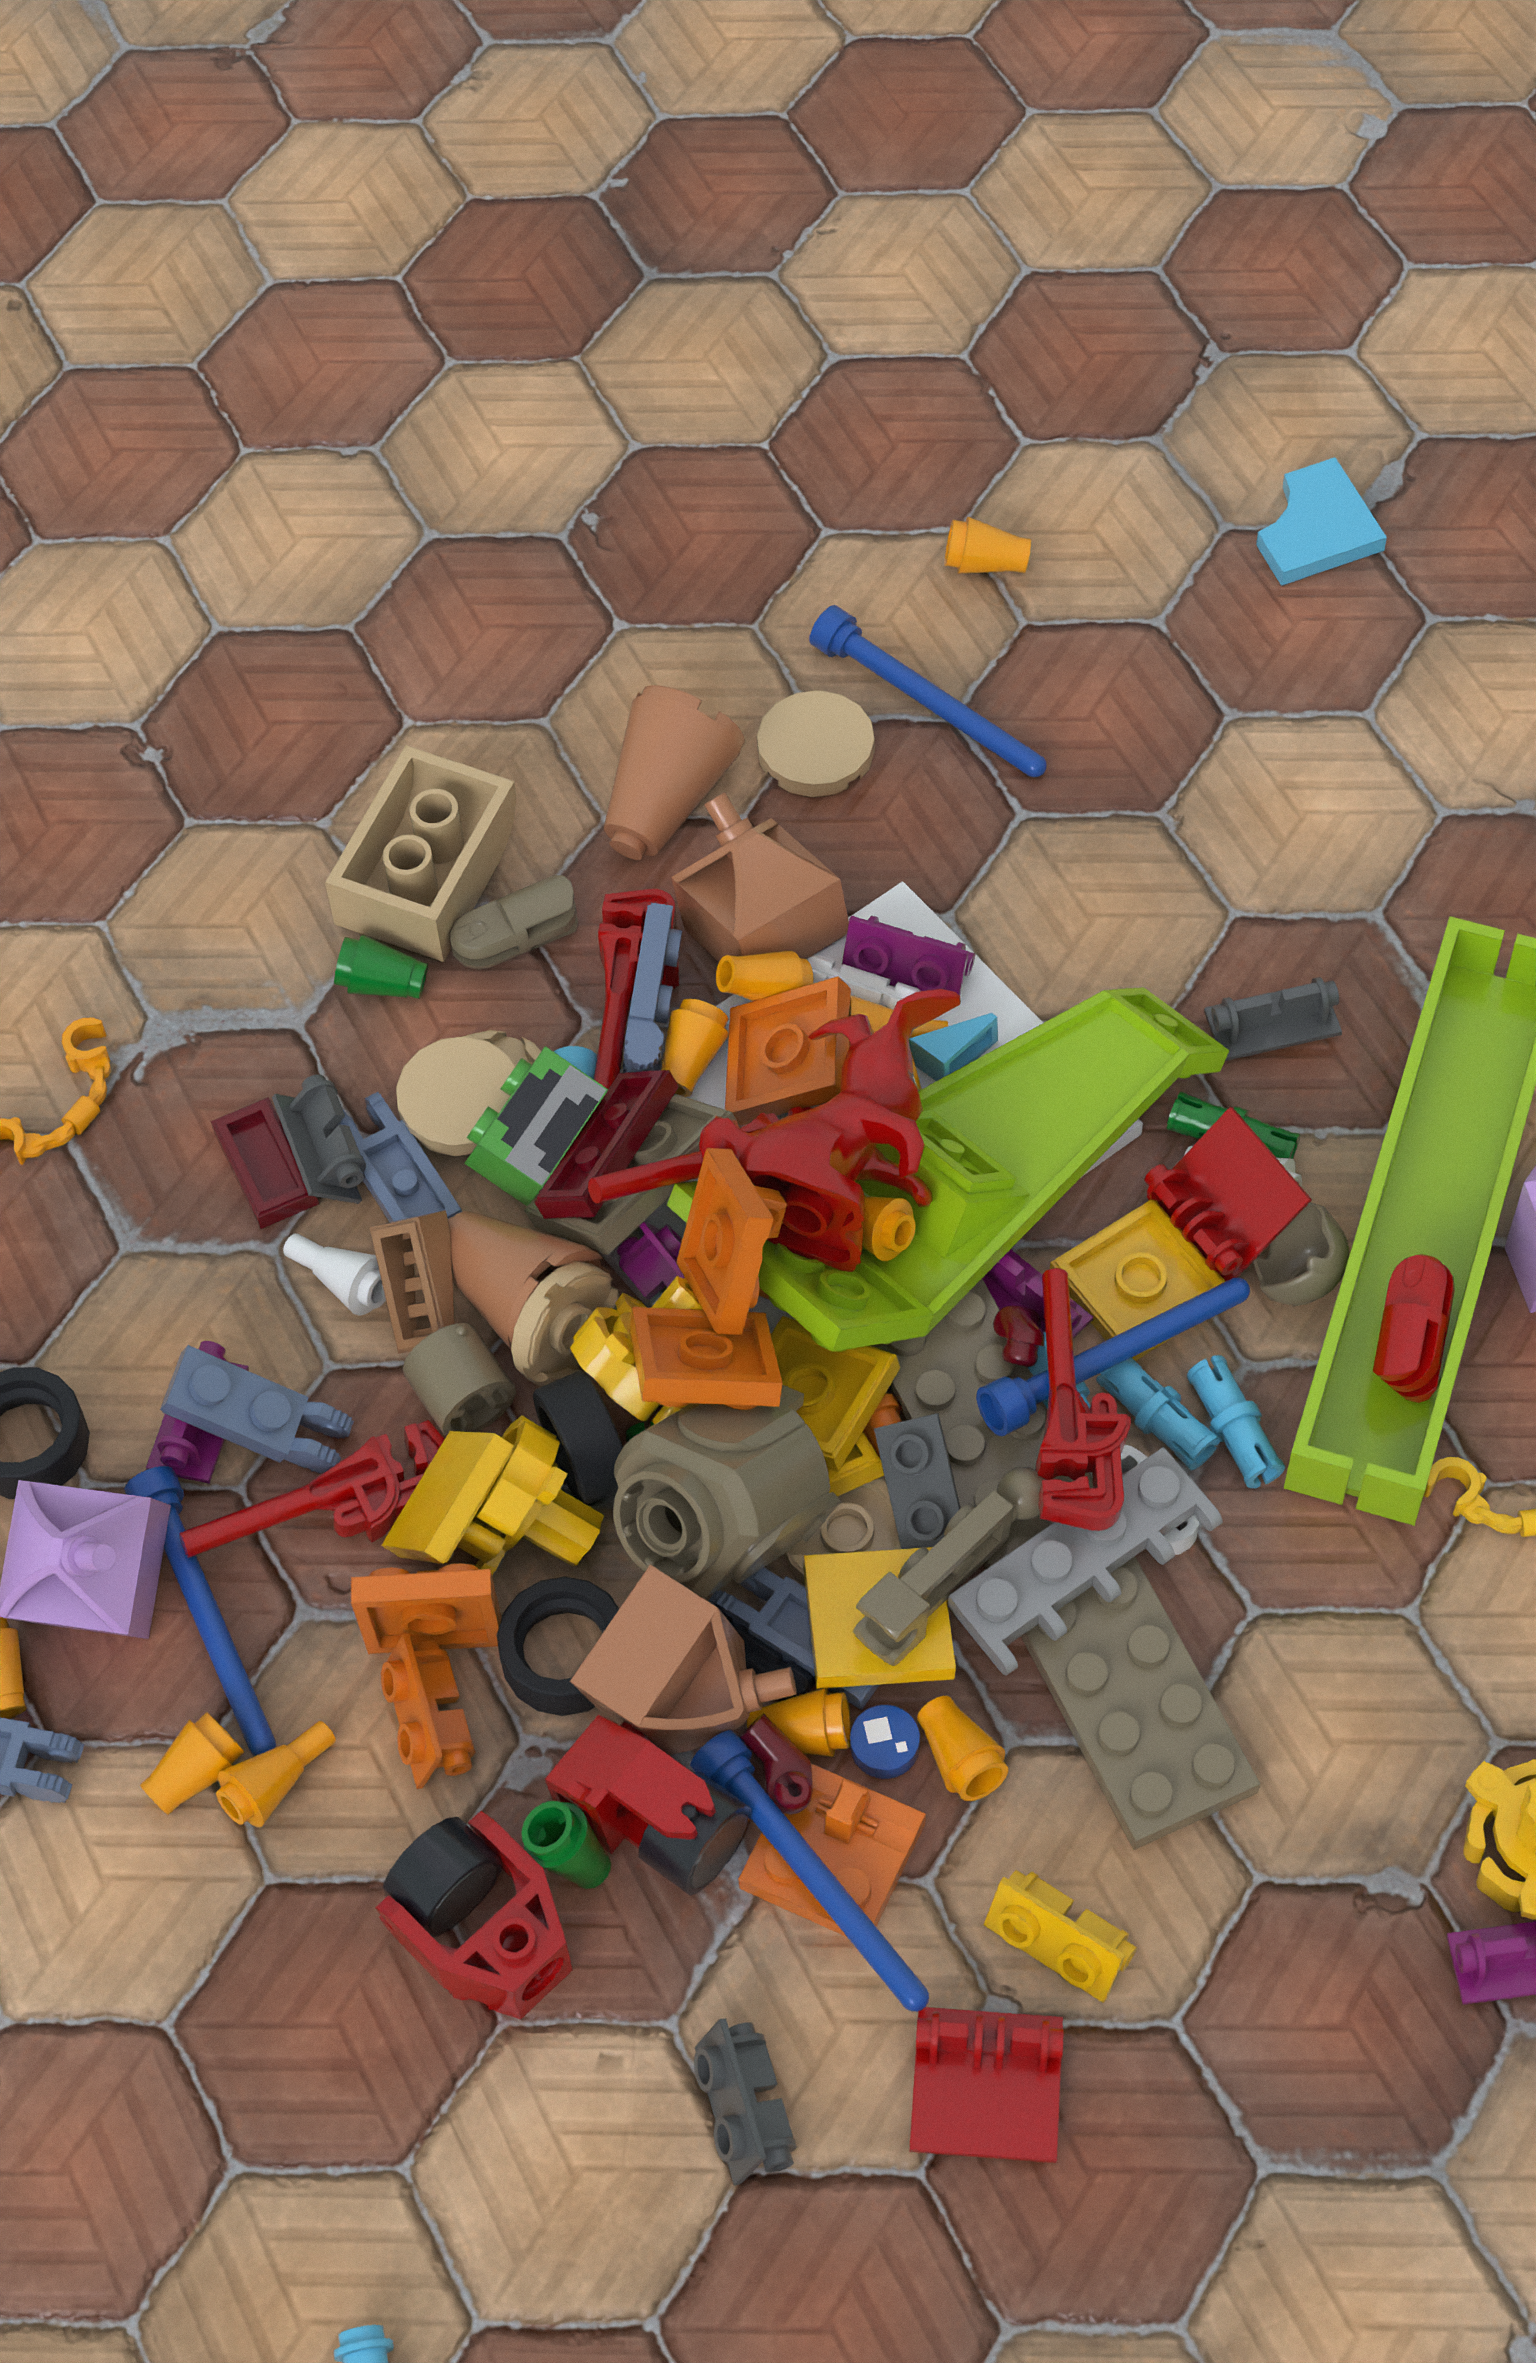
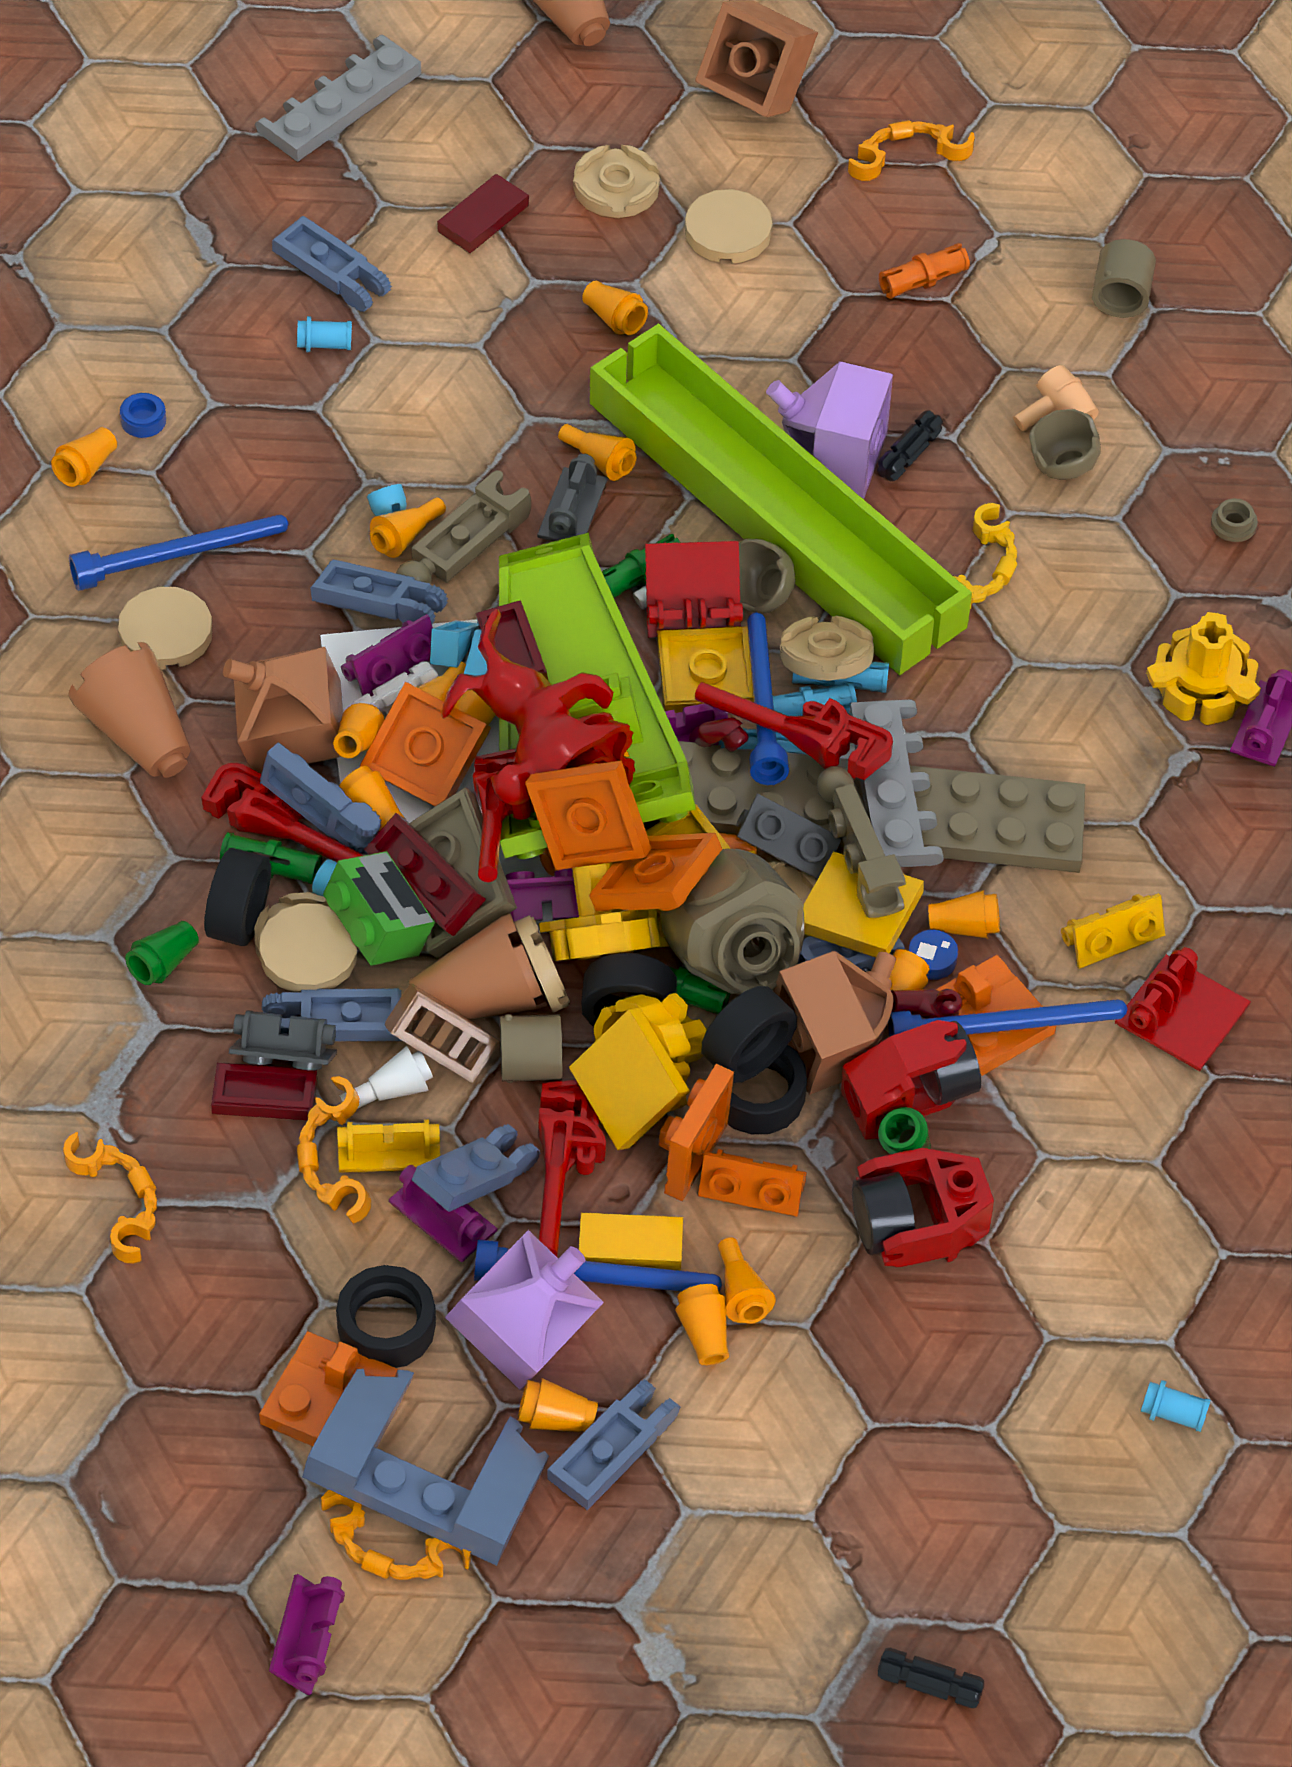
camera: 65 degrees left, 5 degrees down
(166, 1297) = (308, 1154): none -> light orange piece
(254, 1314) = (387, 1146): none -> yellow hinge
(271, 1627) = (632, 1240): none -> yellow tile
(422, 852) = (95, 875): tan brick -> none
(470, 967) = (237, 896): none -> black tyre
(515, 923) = (188, 855): dark tan arm -> none
(564, 1583) = (749, 1033): none -> black tyre
(569, 996) = (301, 867): none -> green pin
(731, 2068) = (1119, 1138): dark grey hinge -> none
(977, 1000) = (451, 642): none -> medium azure piece
(992, 898) = (377, 592): none -> sand blue hinge
(993, 1060) = (514, 636): none -> dark red tile
(1088, 569) = (143, 415): none -> blue tile
(1106, 874) = (396, 530): none -> light orange cone
(1139, 841) = (387, 500): none -> medium azure hinge
(1146, 938) = (468, 531): none -> dark tan plate
(1241, 1383) = (827, 648): none -> tan tile
(1316, 651) = (324, 334): none -> medium azure pin
(1321, 526) = (210, 278): medium azure tile -> none
(1373, 1014) = (612, 454): none -> light orange cone
(1415, 1327) = (854, 543): red arm -> none
(1432, 608) = (331, 262): none -> sand blue hinge

